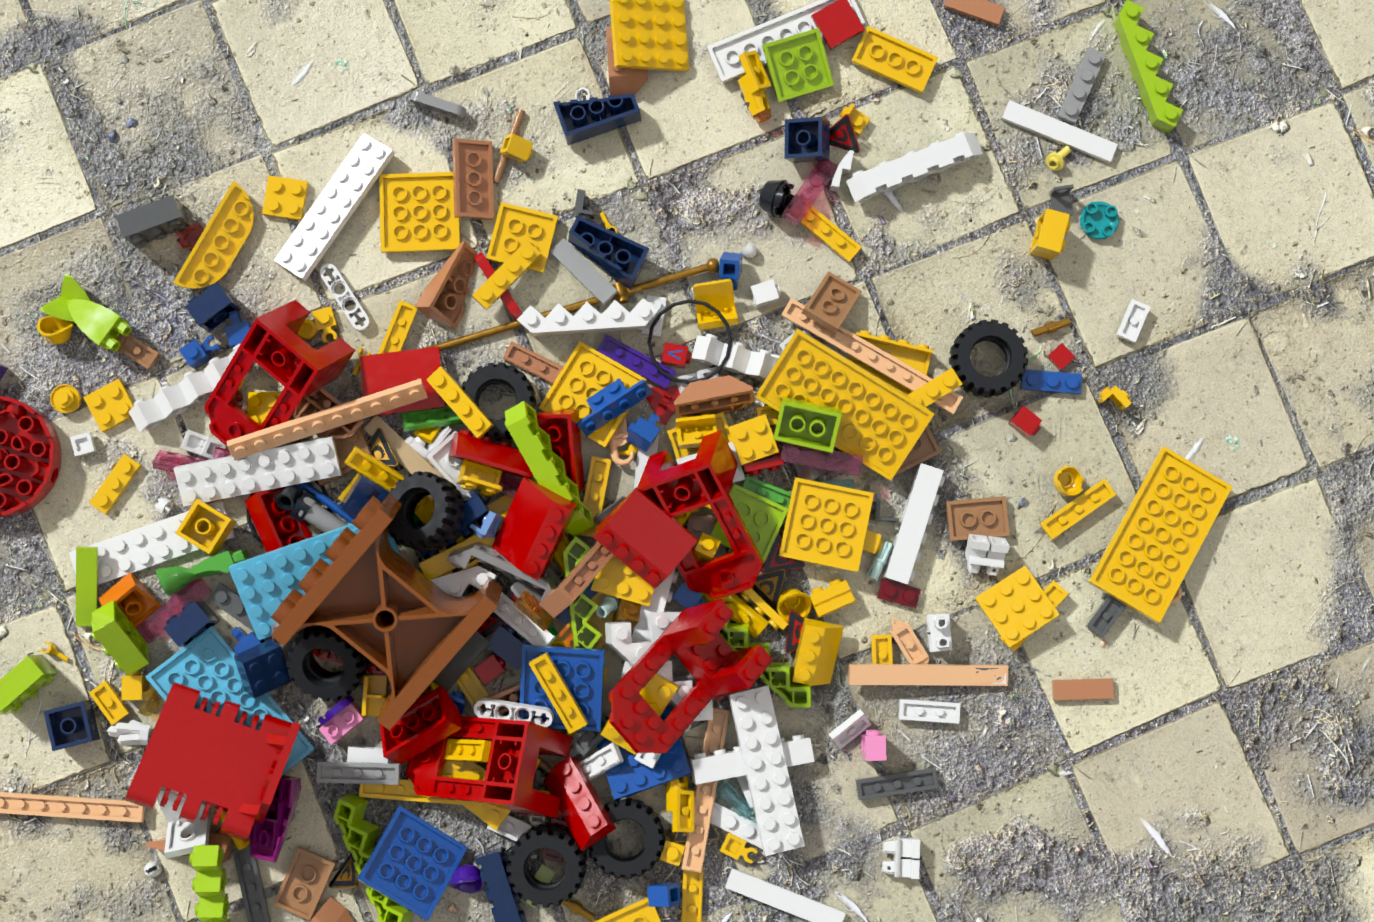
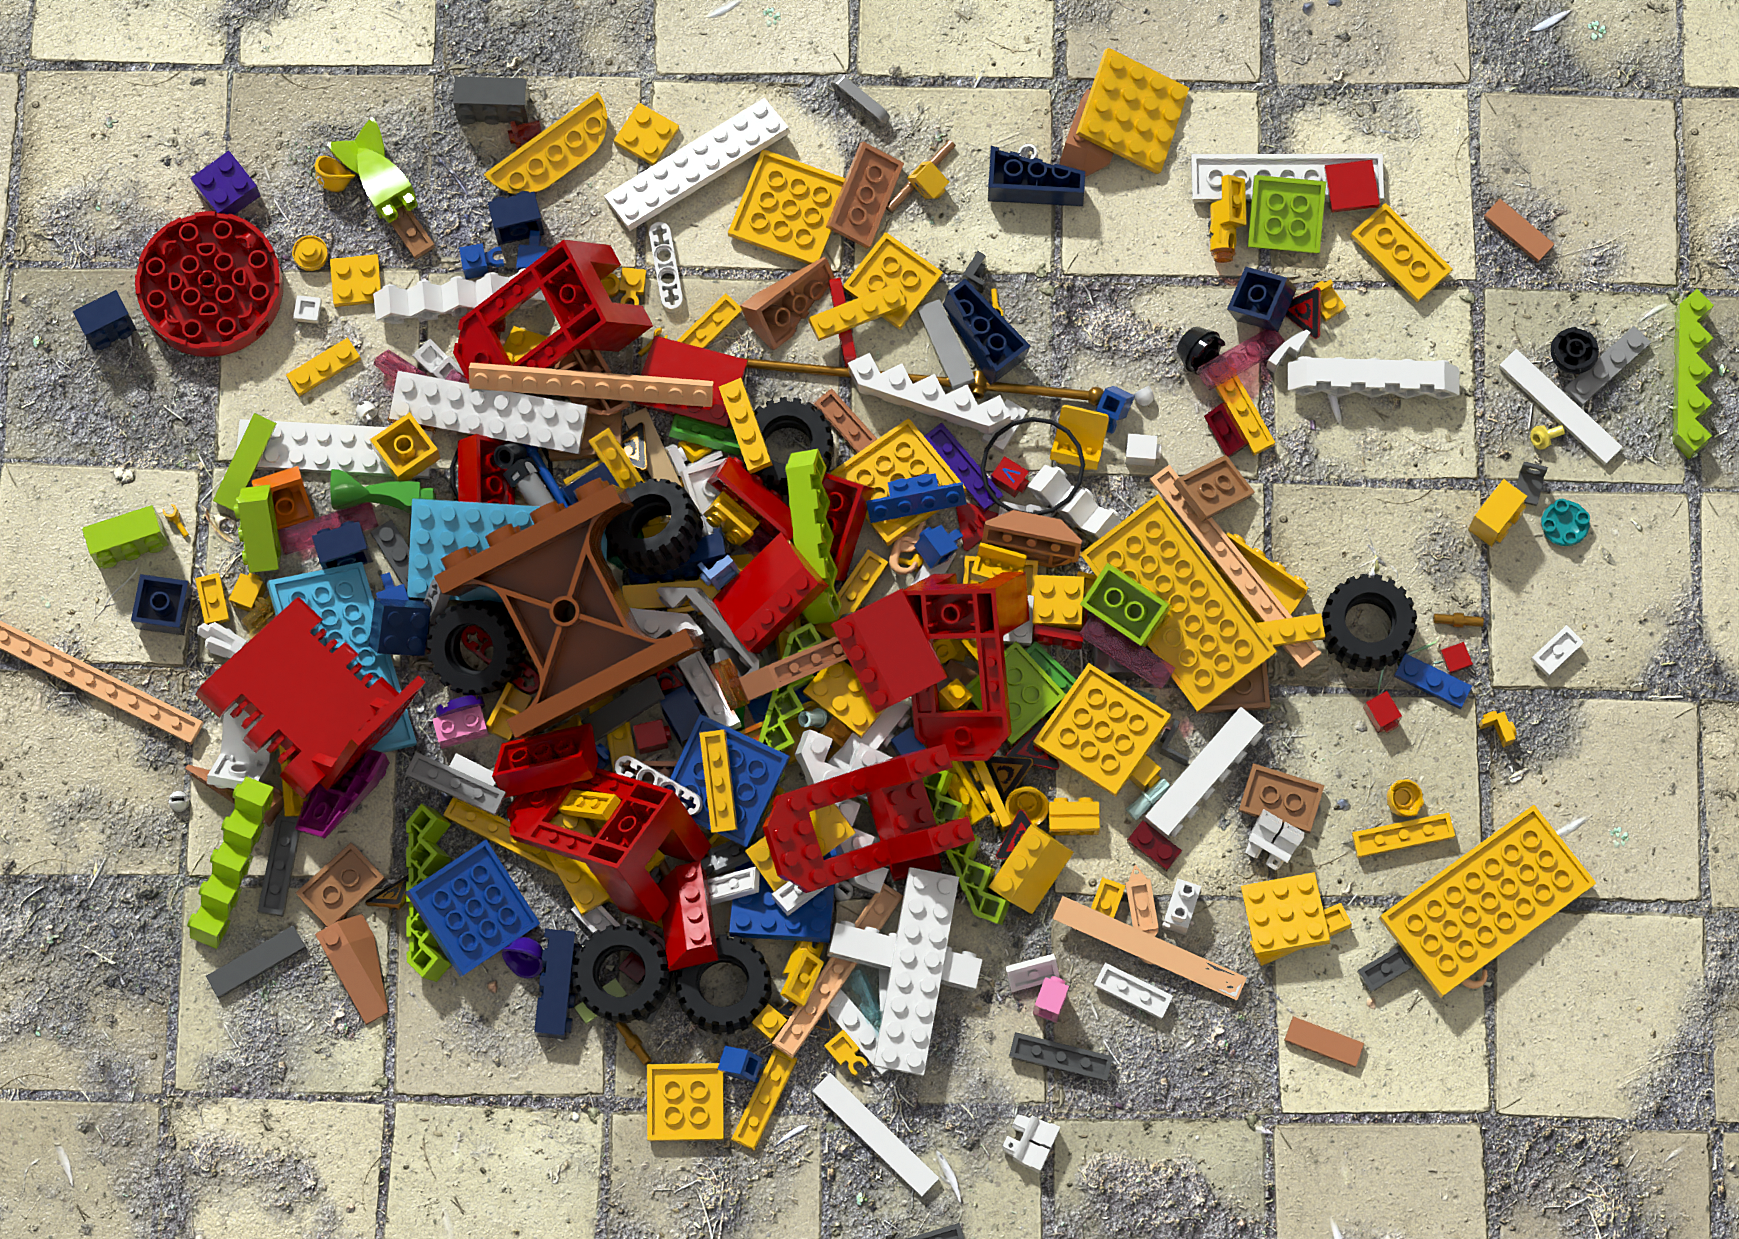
camera: 30 degrees right, 10 degrees down
(821, 251) = (1226, 429): none -> dark red plate
(1055, 84) = (1574, 350): none -> black cone

